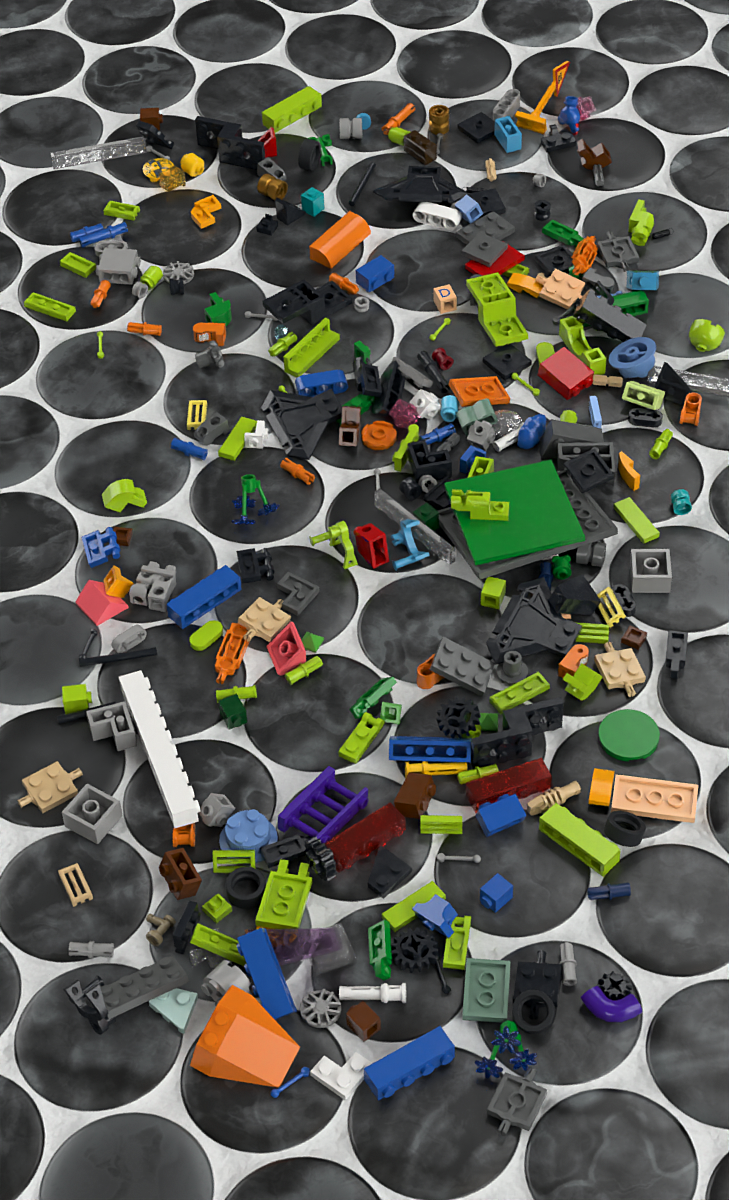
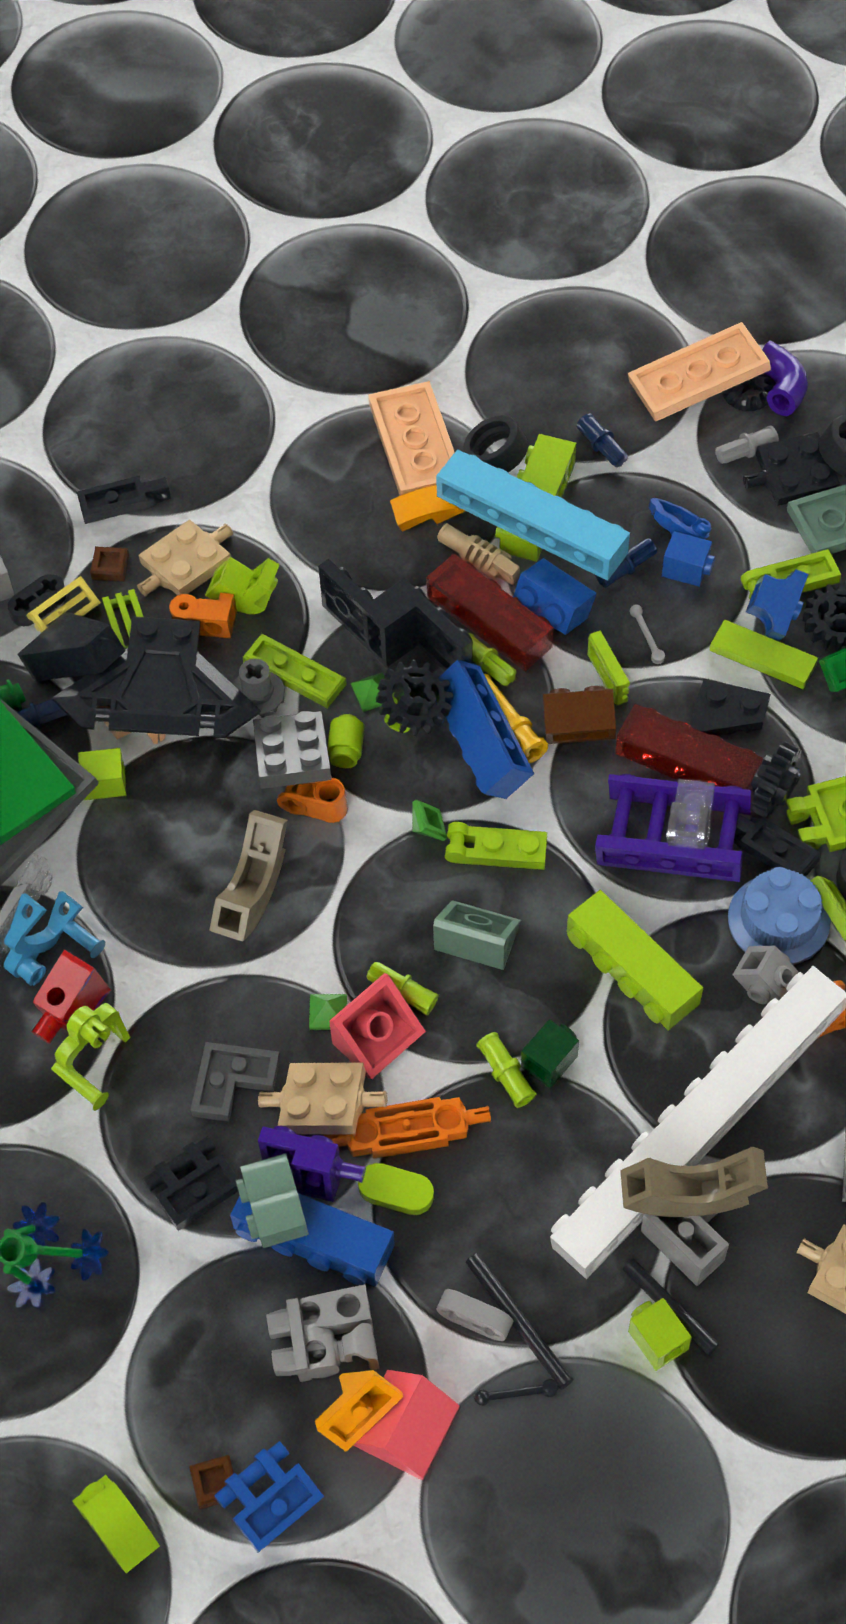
camera: 115 degrees left, 10 degrees up
(122, 711) = (693, 1190): none -> dark tan arch
(217, 574) = (273, 1201): none -> sand green brick
(233, 597) = (312, 1161): none -> dark purple plate
(261, 764) = (633, 960): none -> lime brick
(309, 801) = (691, 815): none -> clear brick
(315, 706) = (475, 934): none -> sand green slope
(372, 696) = (406, 859): green hinge -> none
(390, 627) = (253, 883): none -> dark tan arch
(455, 689) = (345, 741): none -> lime brick
(510, 864) = (635, 556): none -> dark blue axle
(526, 901) = (679, 519): none -> blue arm
(553, 813) = (533, 514): none -> medium azure brick
(628, 735) = (310, 508): green tile -> none
(634, 957) = (699, 371): none -> light nougat plate

